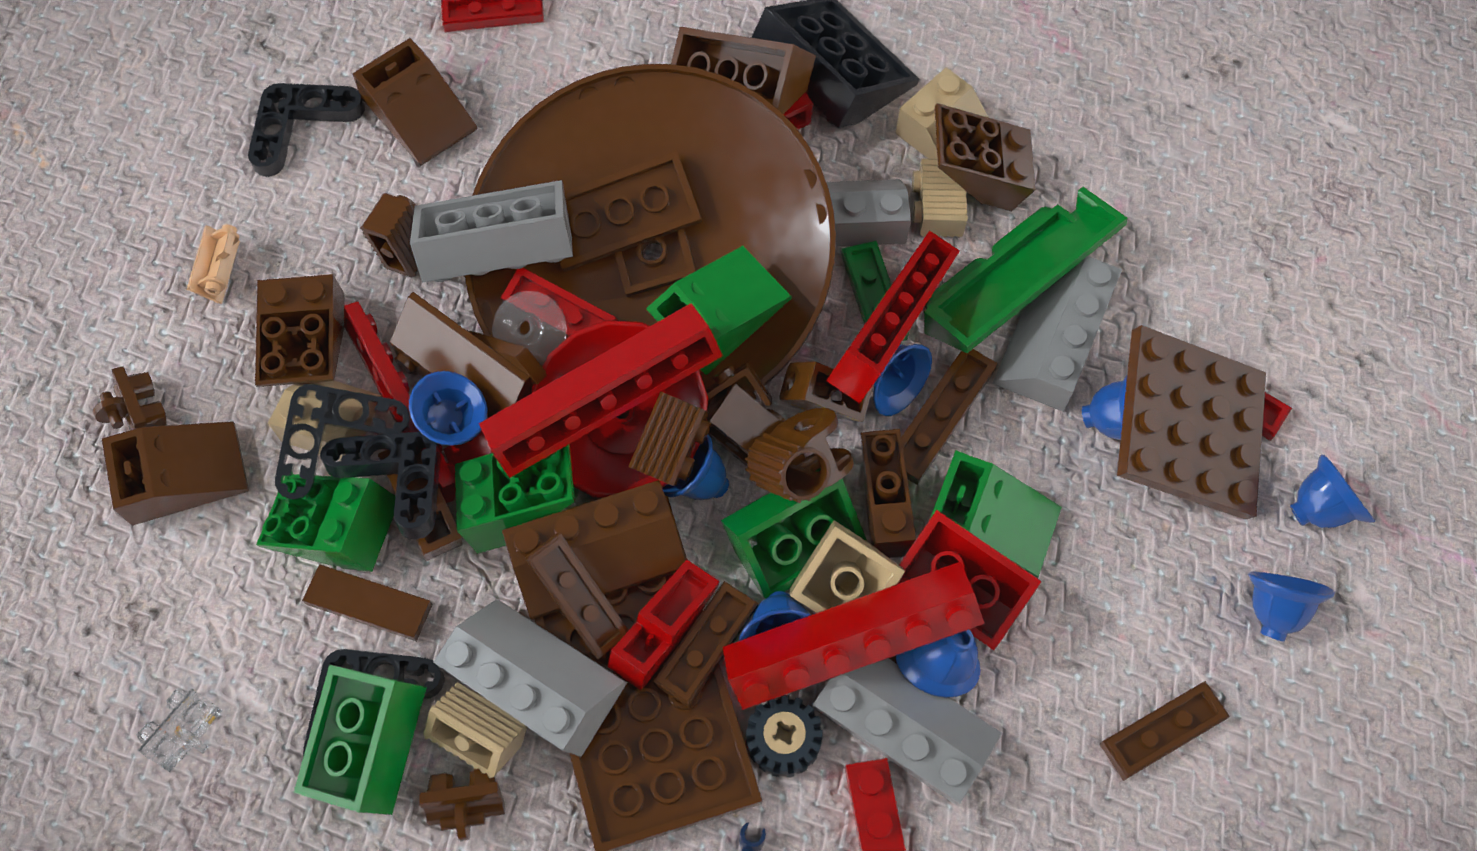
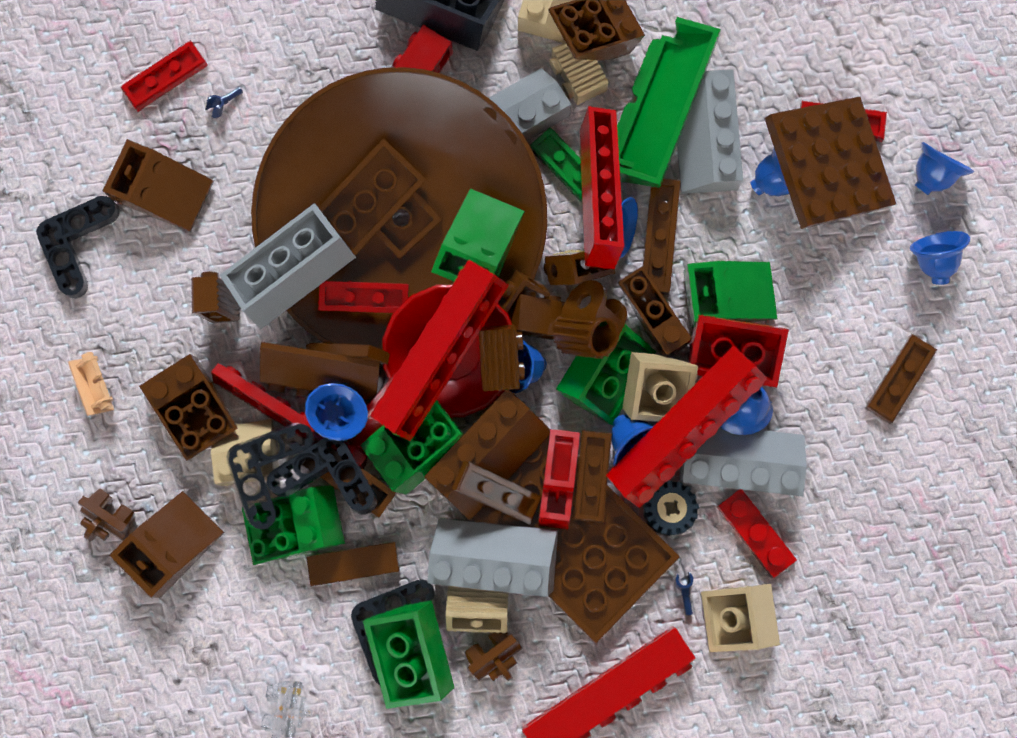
camera: 25 degrees left, 15 degrees up
(527, 56) = (218, 102): none -> dark blue hand
(545, 321) = (354, 308): clear dish -> none
(767, 67) = (387, 42): reddish brown slope -> none

